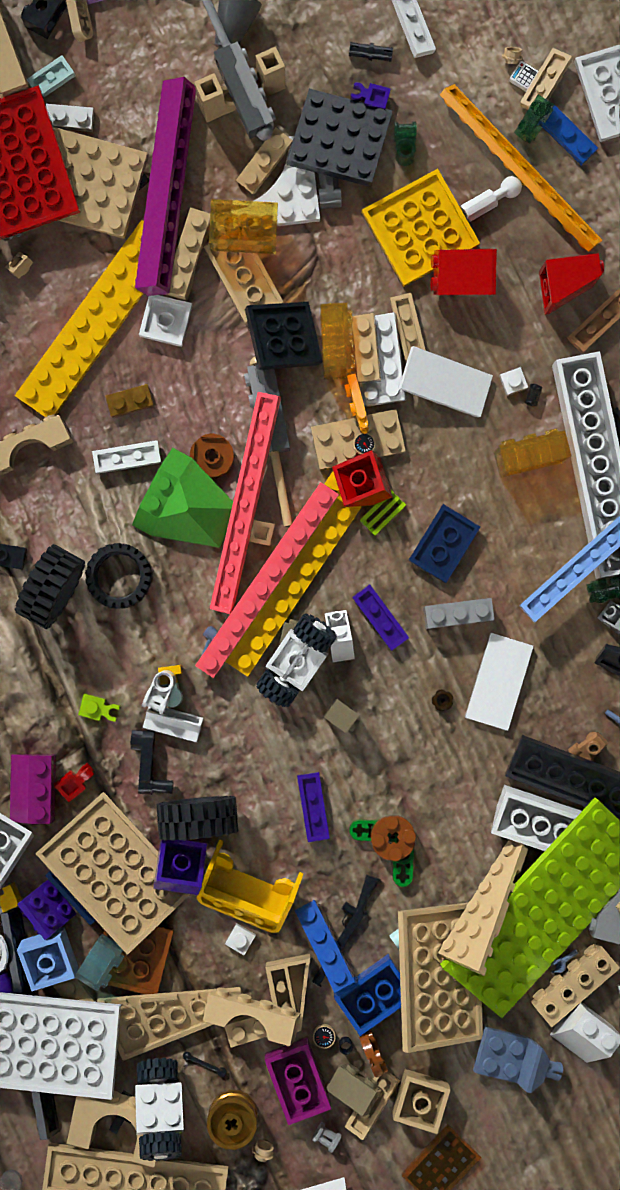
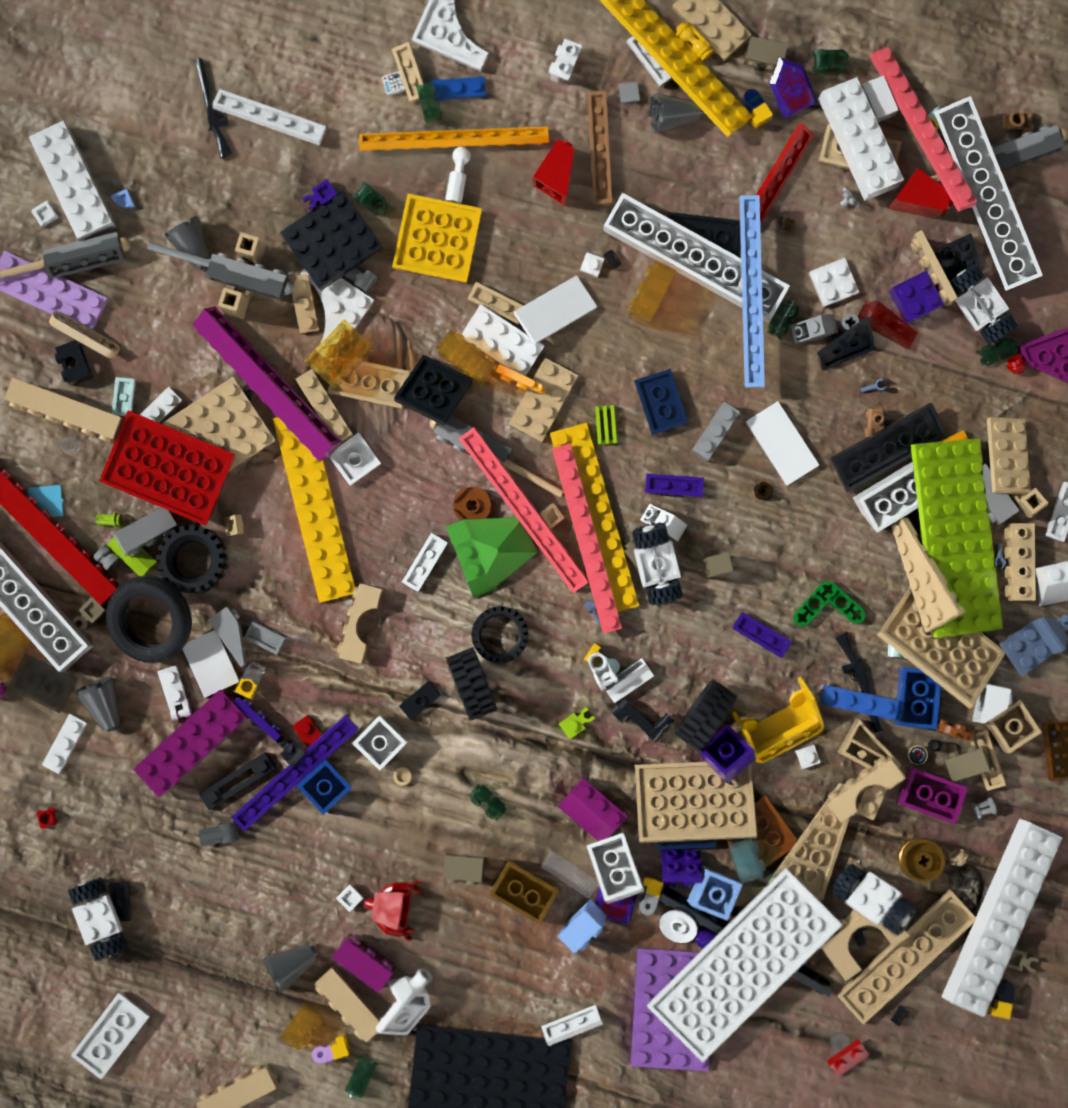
camera: 45 degrees left, 0 degrees up
(73, 784) = (612, 782): red plate -> none
(129, 400) = (388, 529): pearl gold plate -> none
(220, 1071) = (883, 842): black hinge -> none
(362, 480) = (574, 420): red slope -> none
(363, 443) = (551, 398): black tile -> none
(366, 348) = (488, 342): tan plate -> none
(370, 51) = (290, 170): black pin -> none
(393, 824) = (832, 590): dark orange plate -> none
(425, 1066) = (991, 702): none -> white slope
(464, 272) = (493, 236): red slope -> none
(512, 55) = (373, 79): tan plate -> none

